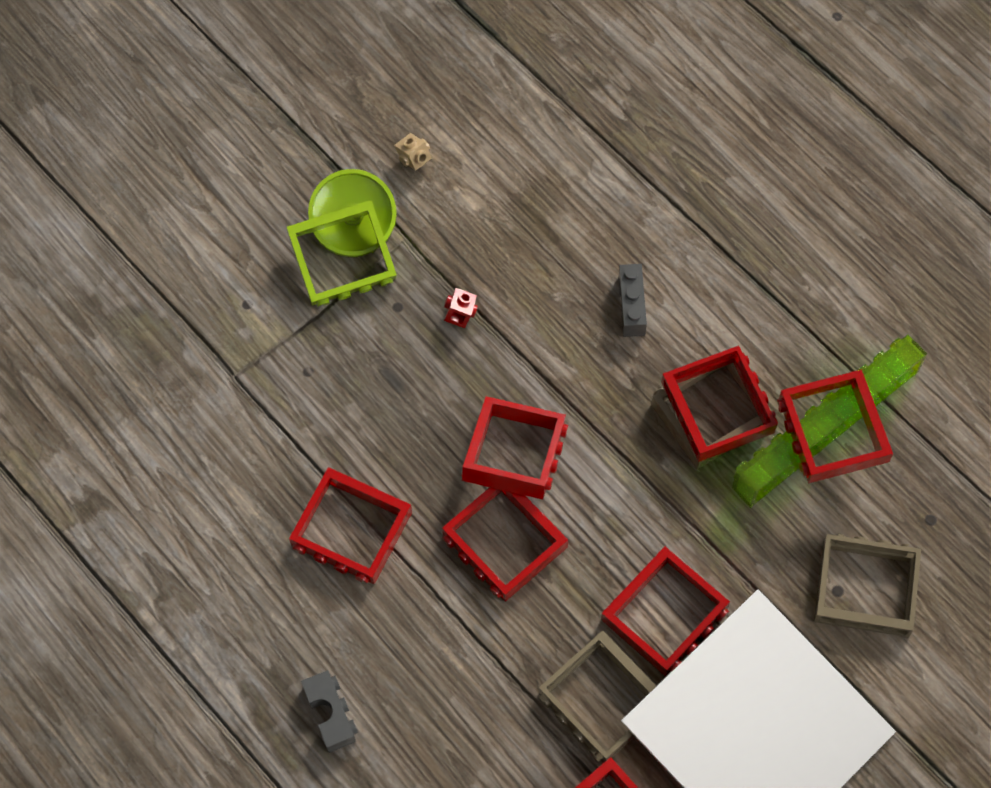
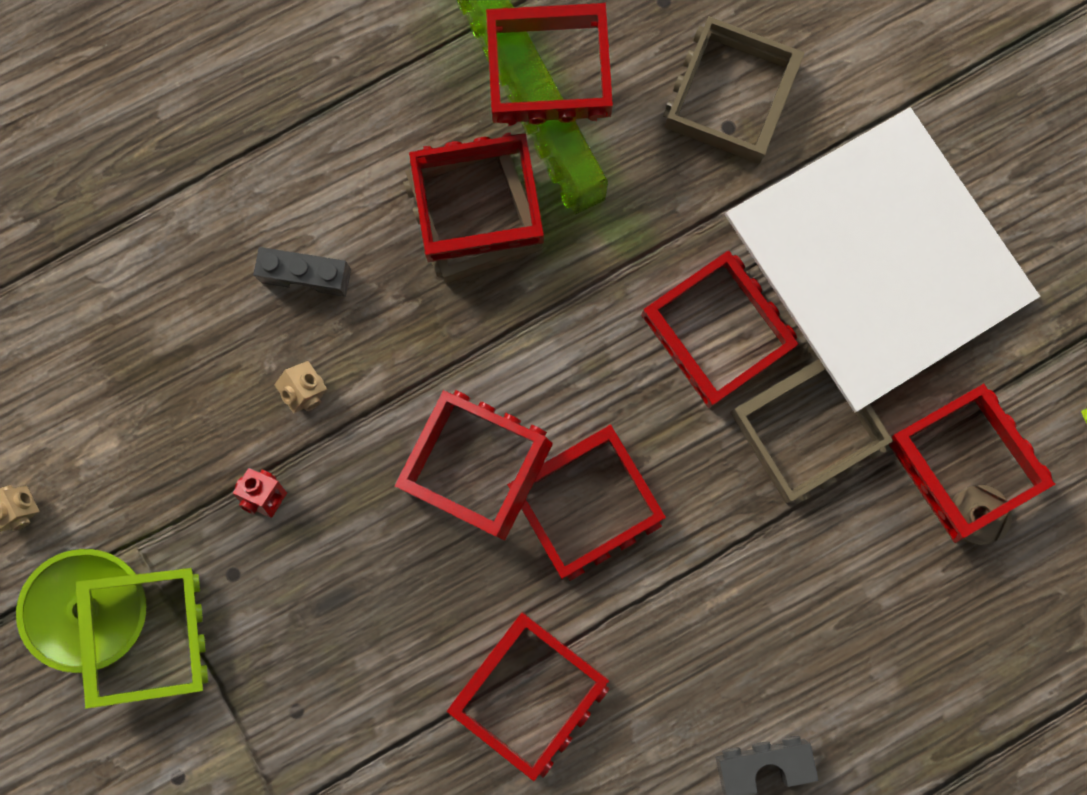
camera: 80 degrees left, 15 degrees up
(544, 318) = (301, 387): none -> tan brick

